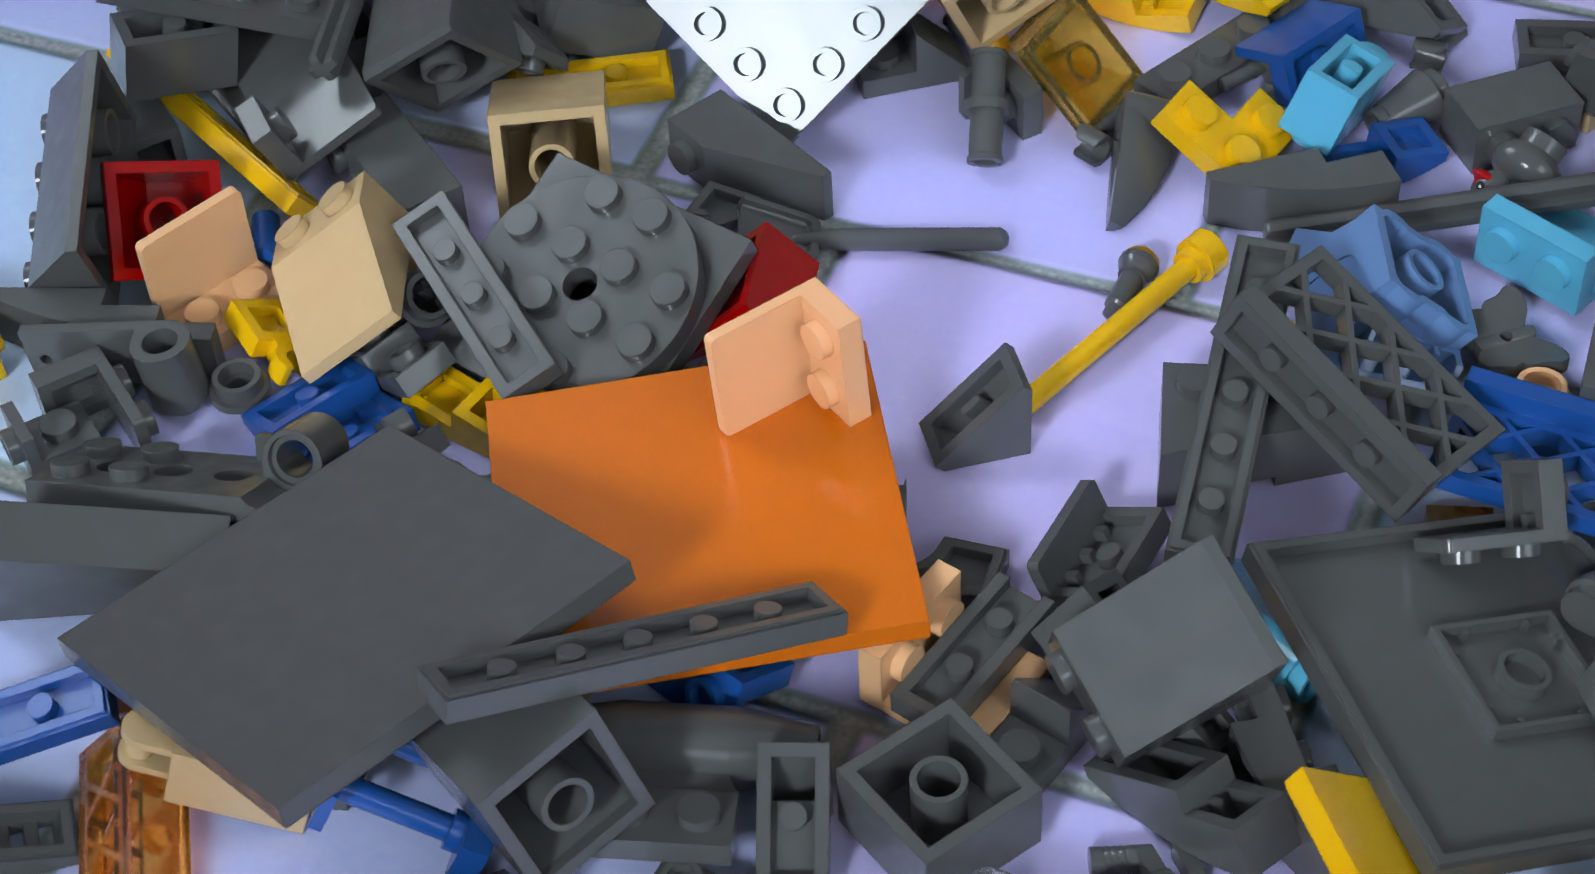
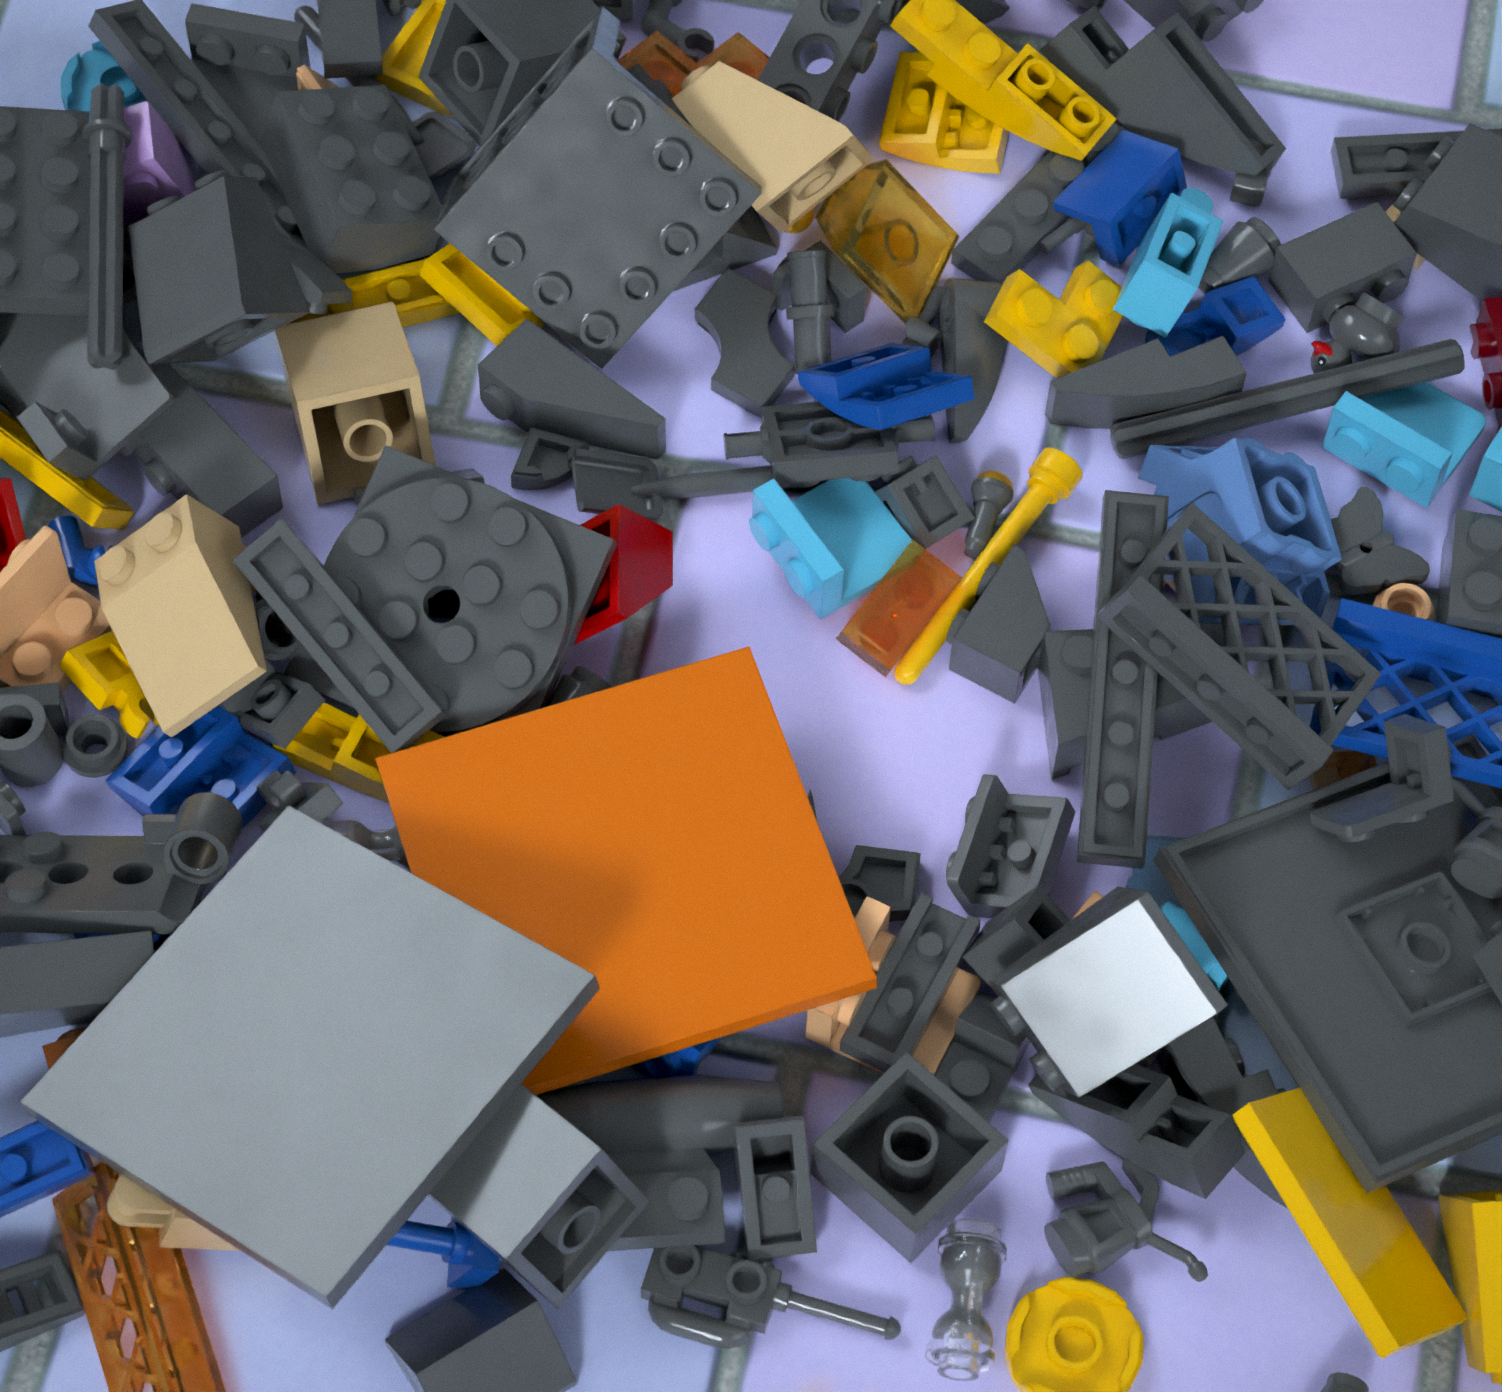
camera: 15 degrees left, 15 degrees up
(628, 652) = (614, 1073): dark grey tile -> none
(680, 70) = (475, 294): none -> yellow tile
(786, 351) = (699, 682): light nougat bracket -> none
(923, 122) = (738, 320): none -> dark grey tile
(972, 290) = (829, 540): none -> medium azure bracket
(983, 416) = (868, 701): dark grey slope -> none
(1006, 206) = (816, 444): none -> dark grey plate
(1038, 331) = (898, 608): none -> clear orange plate
(1046, 165) = (885, 386): none -> blue slope
(1068, 263) = (924, 500): none -> dark grey bracket
(1122, 372) = (1003, 632): none -> dark grey slope

